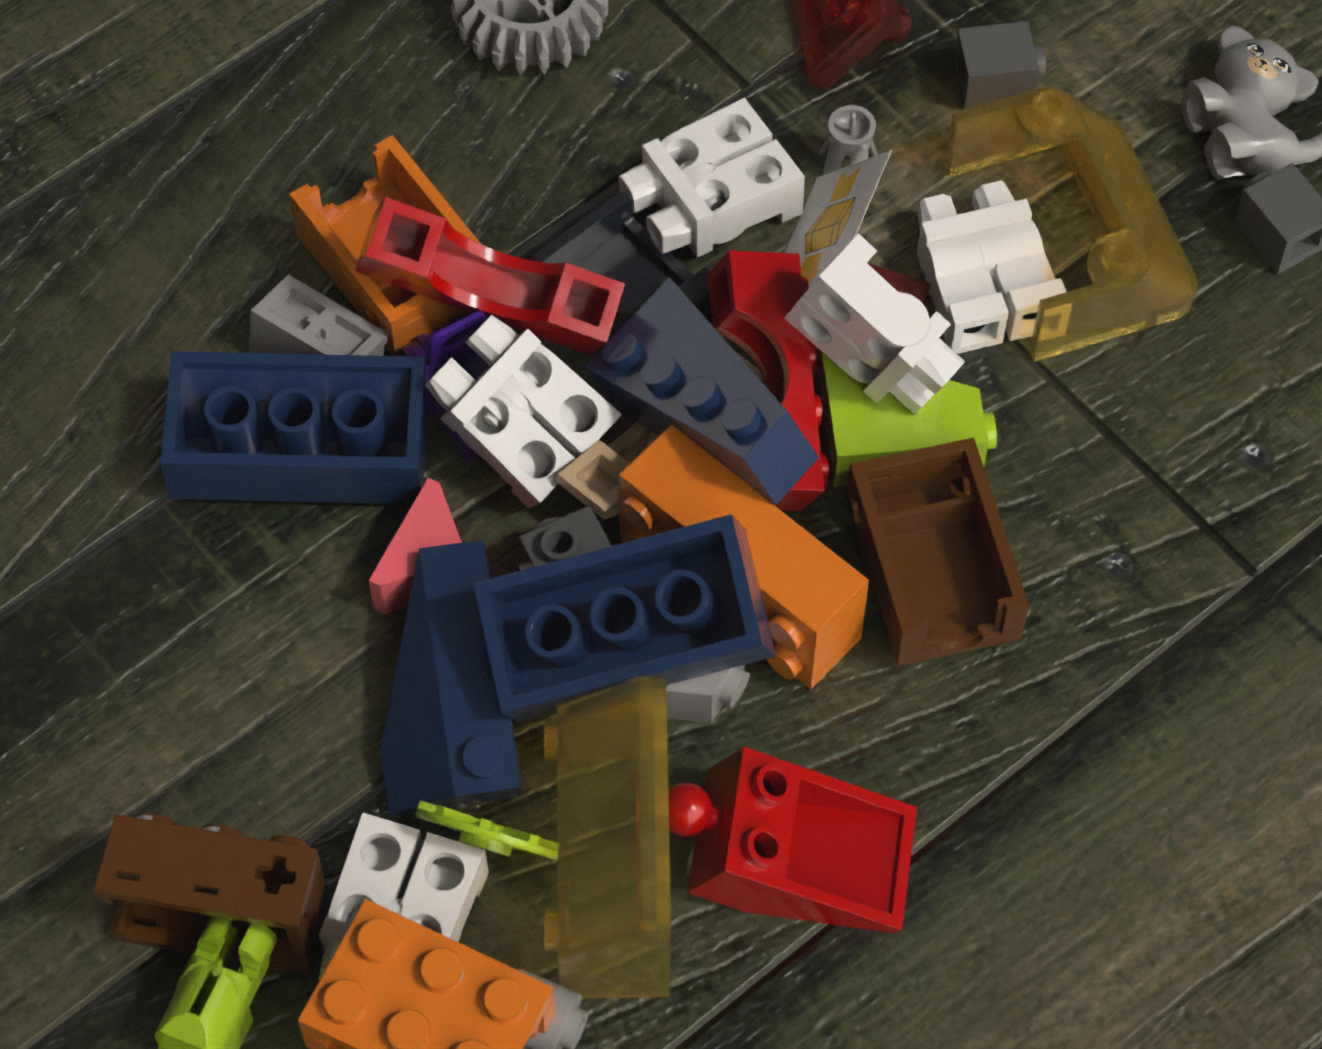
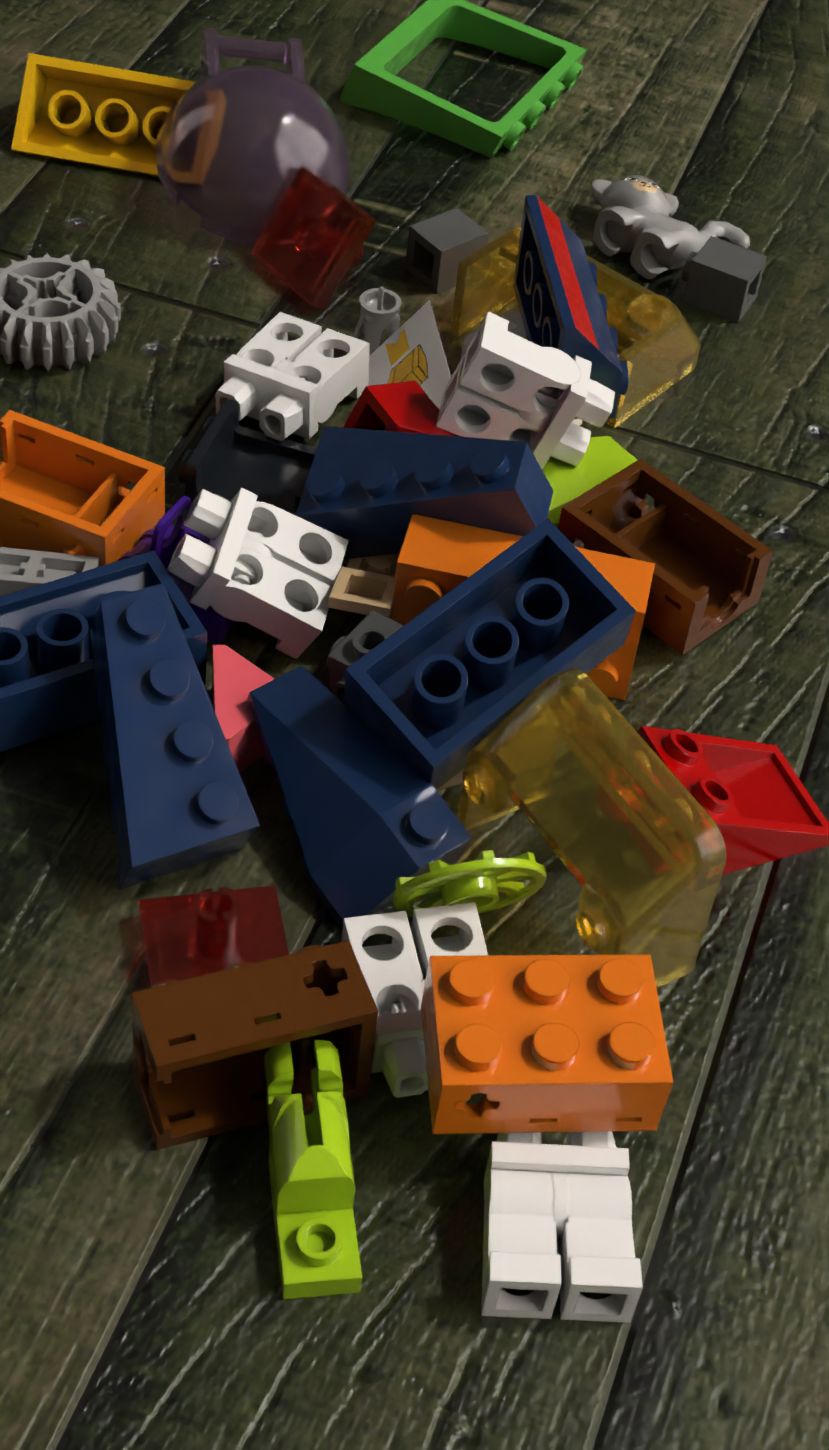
camera: 35 degrees left, 15 degrees down
(263, 778) = (210, 931): none -> clear red tile
(307, 575) = (163, 746): none -> dark blue wedge
(439, 262) = (107, 460): red arch -> none
(1012, 229) = (561, 297): none -> dark blue slope

